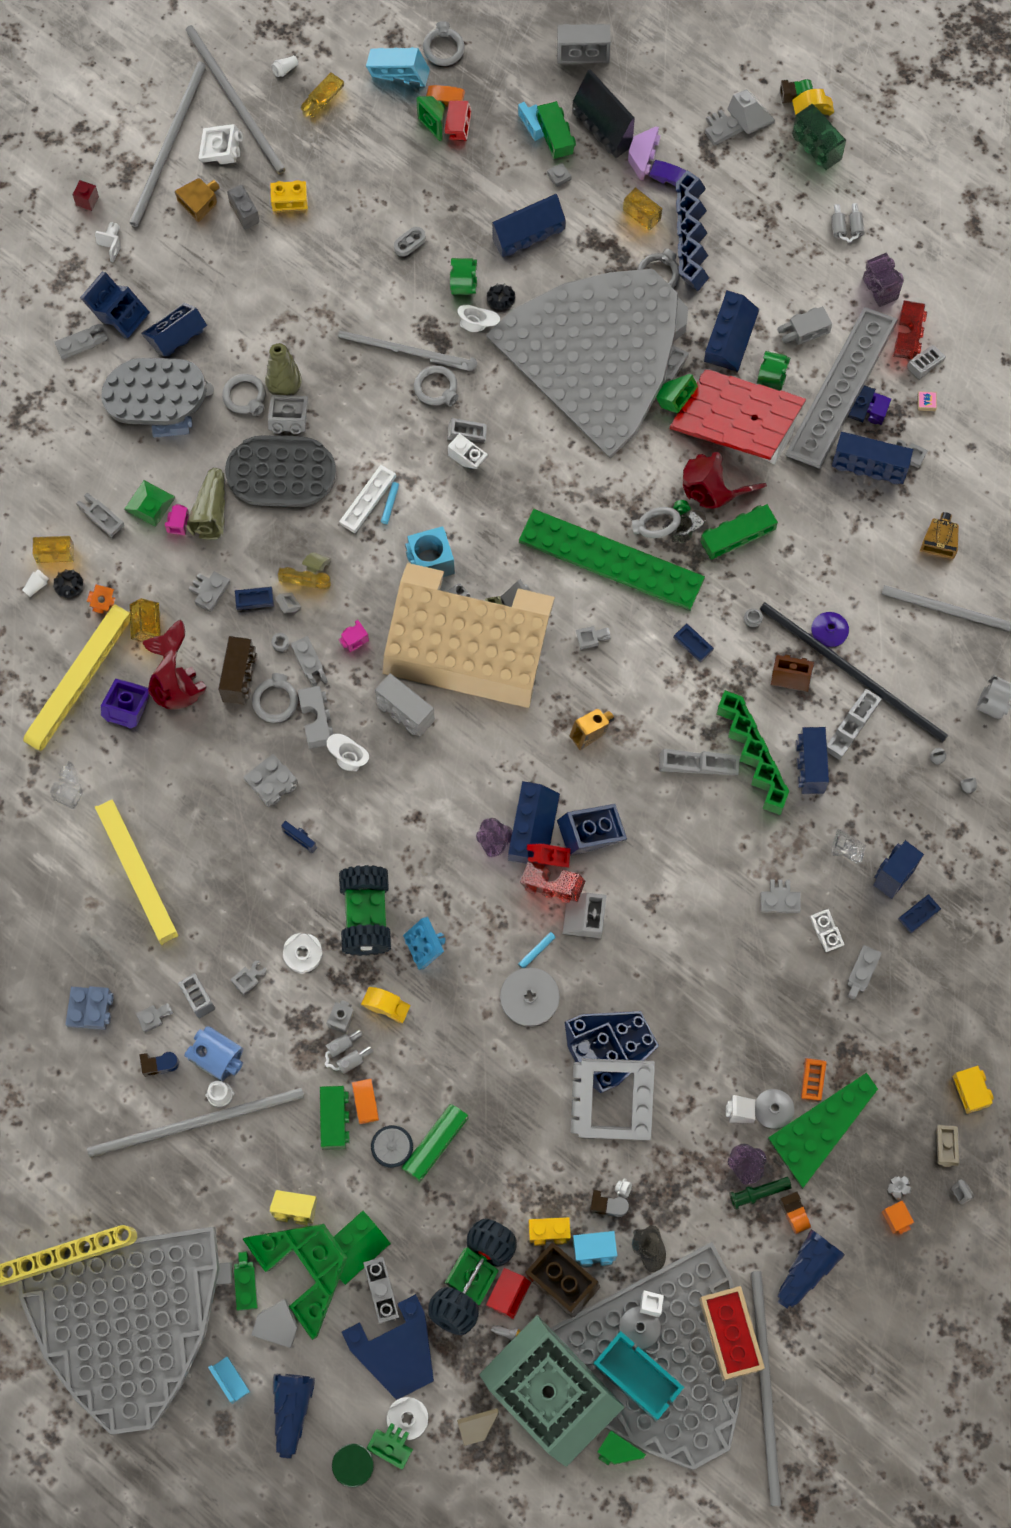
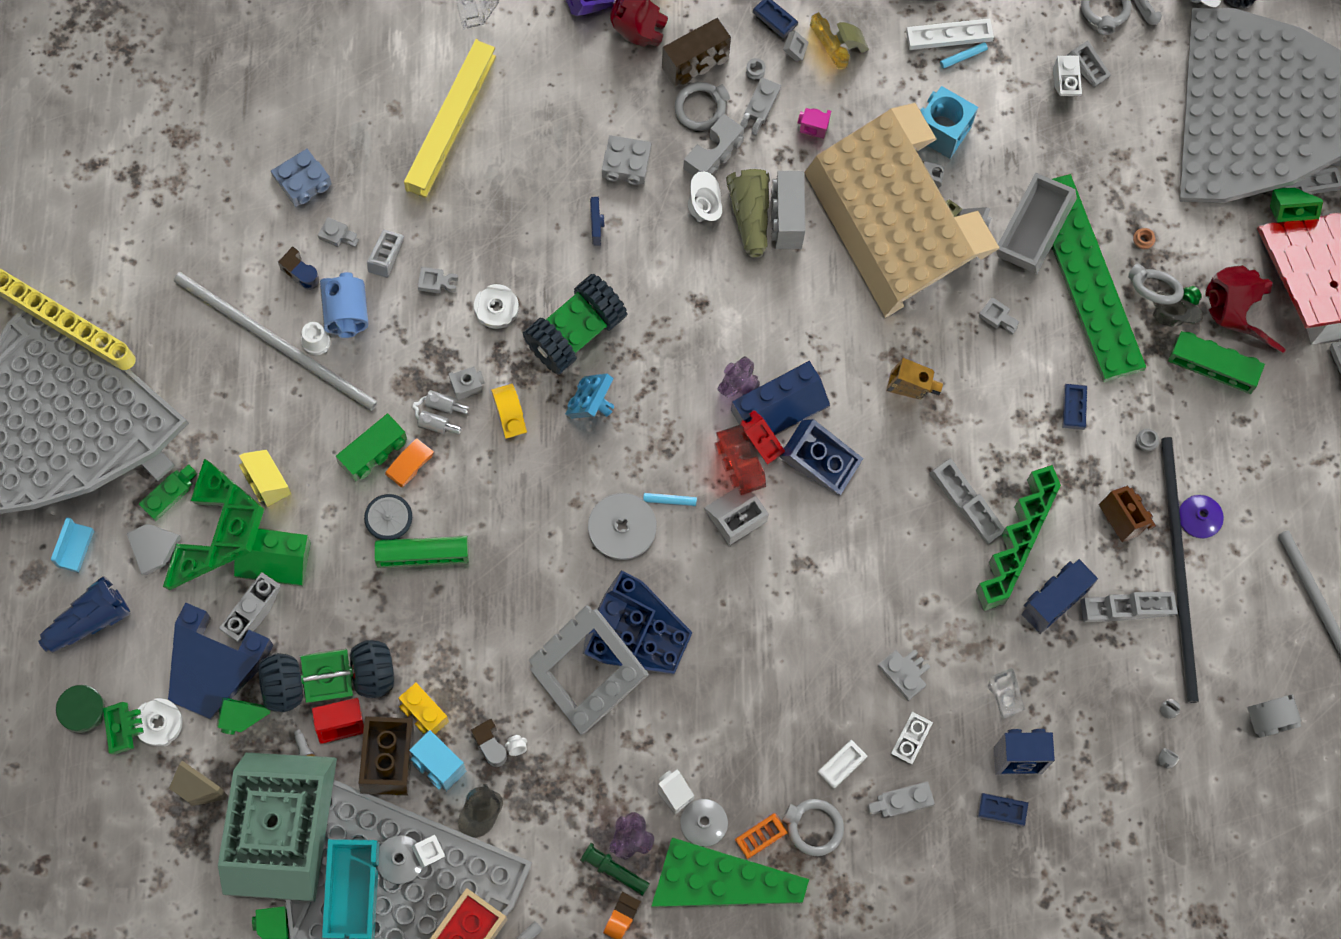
camera: 45 degrees right, 0 degrees up
(379, 728) = (750, 206): none -> olive cone
(450, 1358) = (239, 715): none -> green slope
(552, 558) = (1036, 223): none -> light grey piece
(617, 497) = (1146, 233): none -> nougat plate
(808, 988) = (842, 764): none -> white tile
(817, 1048) = (793, 816): none -> light grey piece

